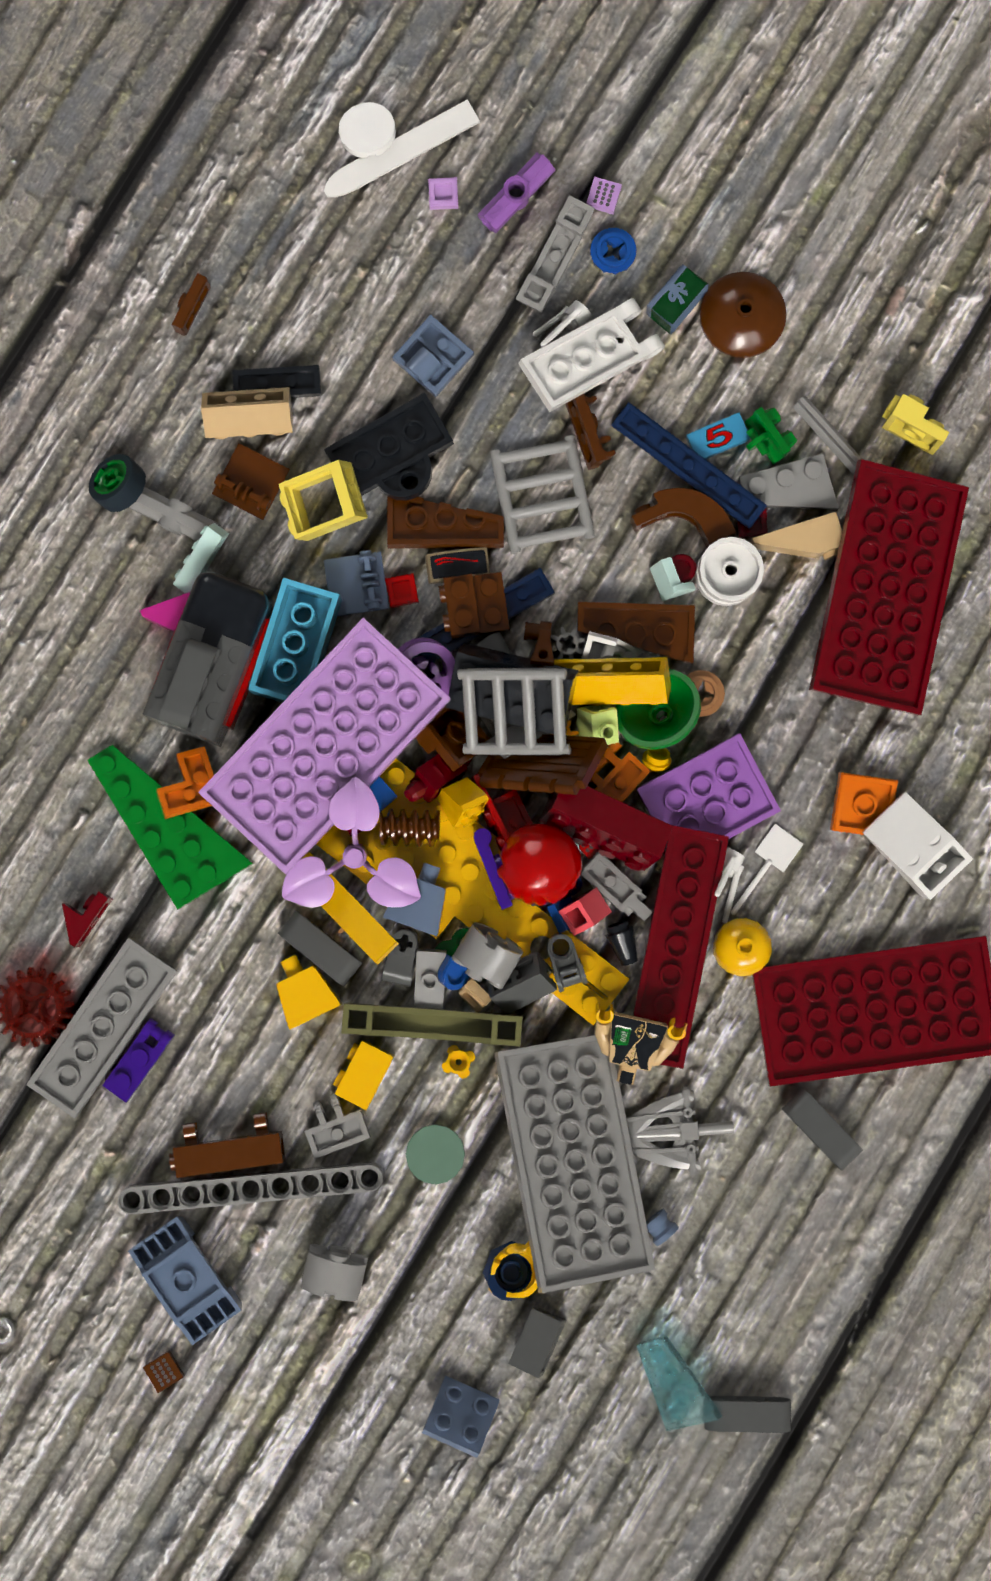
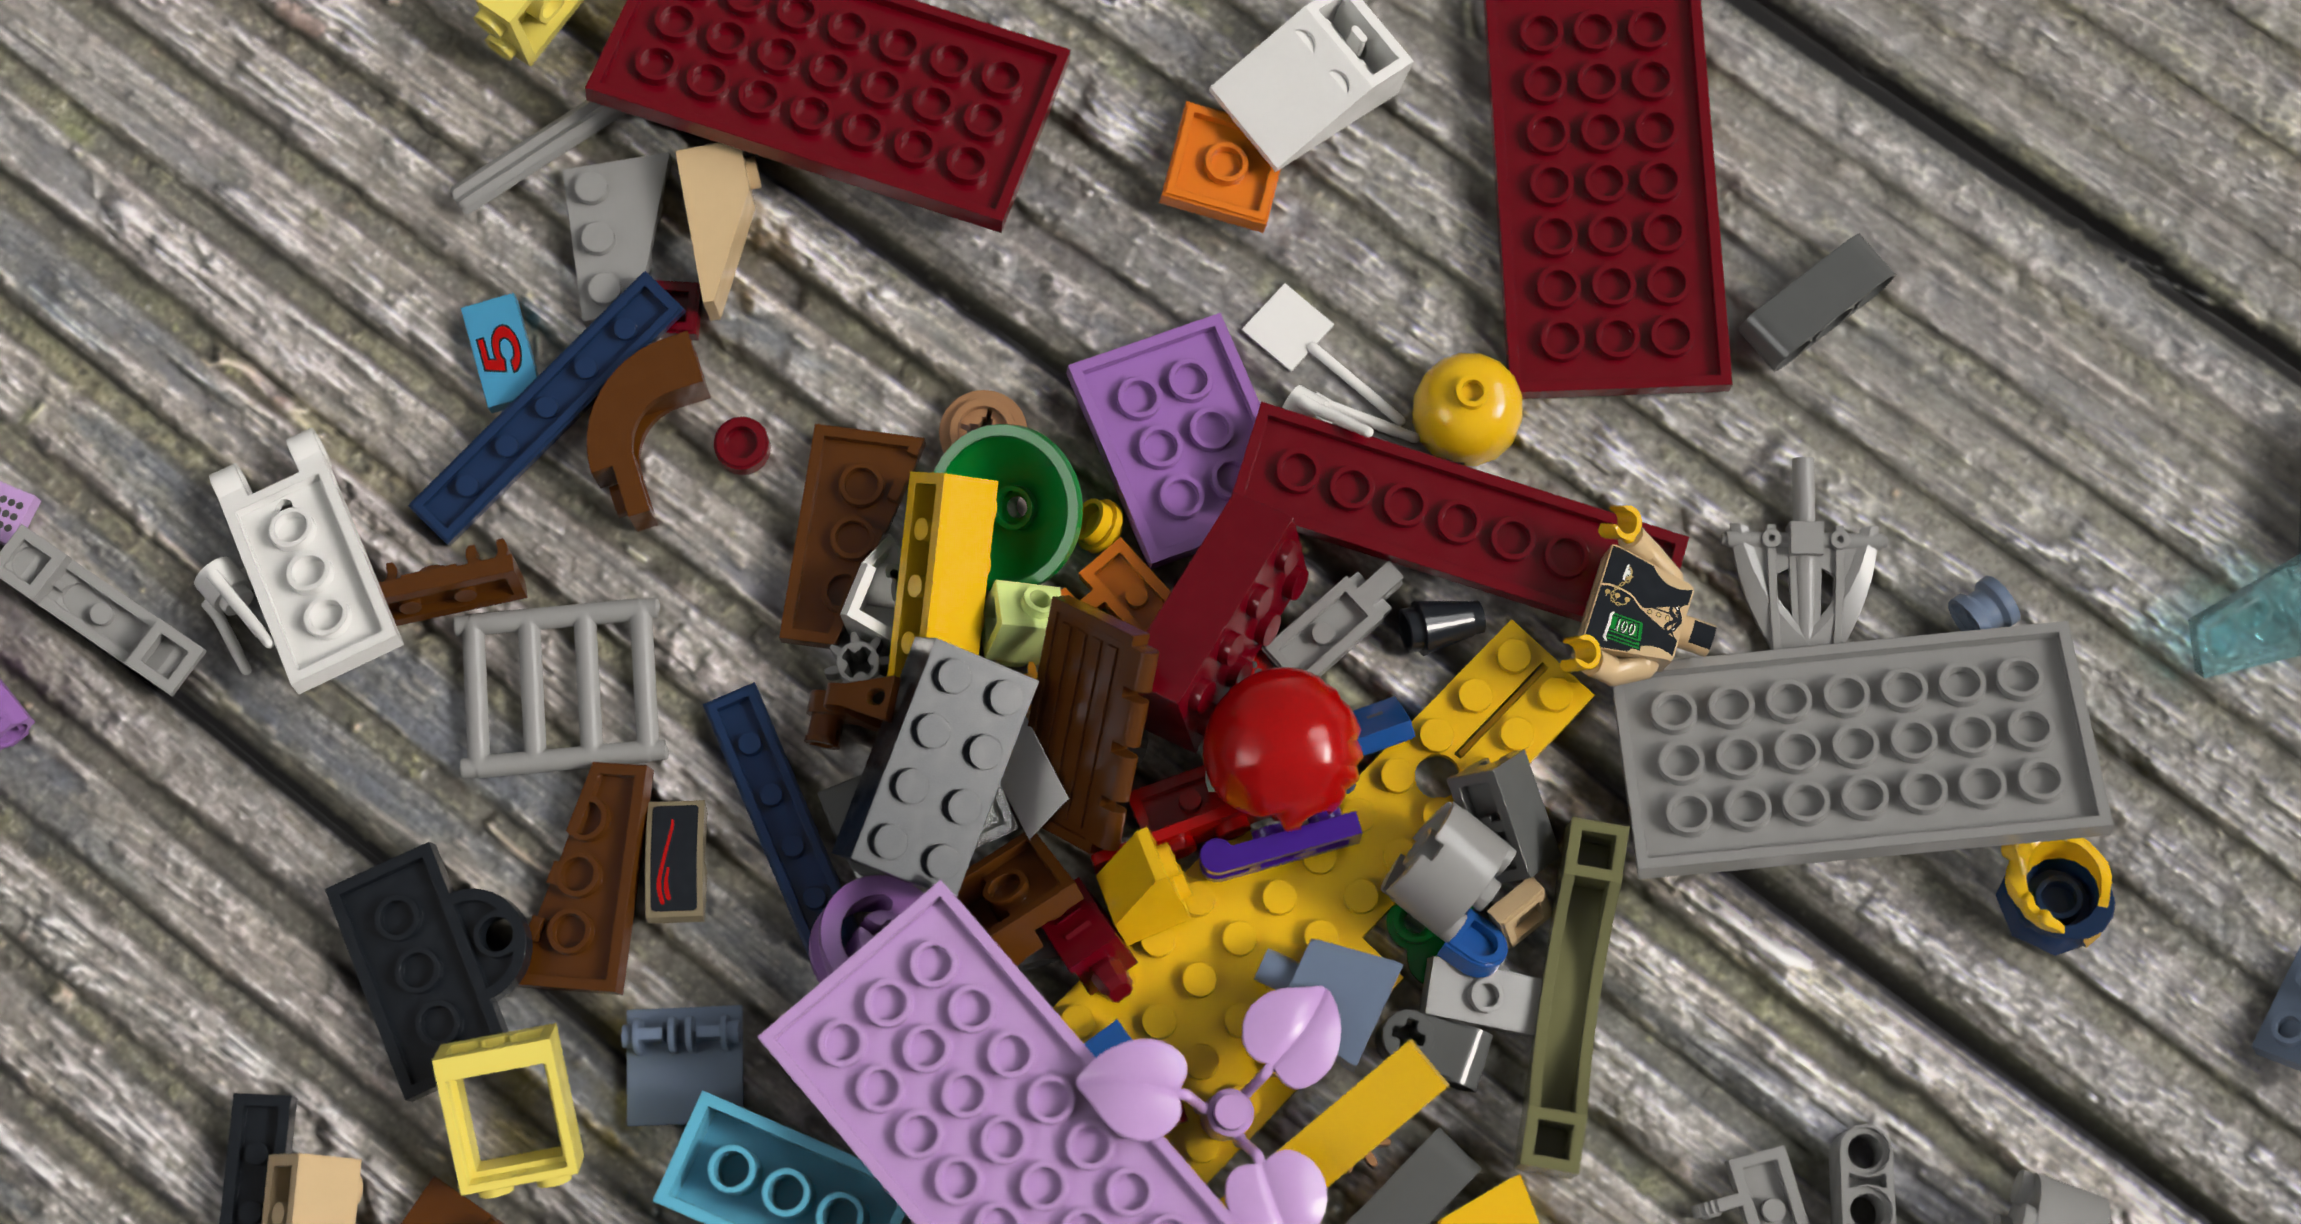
camera: 85 degrees left, 10 degrees down
(363, 1074) = (1658, 1146): yellow brick -> none
(402, 590) = (710, 976): red tile -> none
(409, 828) = (1183, 993): reddish brown piece -> none
(433, 355) = (254, 867): sand blue plate -> none
(435, 1154) = (1821, 1023): sand green tile -> none
(450, 1064) = (1660, 953): yellow plate -> none
(474, 605) = (758, 833): reddish brown plate -> none
(526, 676) = (912, 781): light grey bar -> none
(537, 1342) = (2194, 860): dark grey hinge -> none
(566, 964) = (1482, 724): dark grey piece -> none
(585, 911) = (1377, 683): coral brick -> none
(616, 238) = (88, 498): blue gear -> none
(668, 580) = (760, 467): light aqua tile -> none
(677, 299) = (225, 396): piece -> none
(739, 332) = (295, 308): reddish brown dish -> none
(746, 571) = (760, 352): white wheel -> none
(766, 436) = (513, 261): green hips -> none

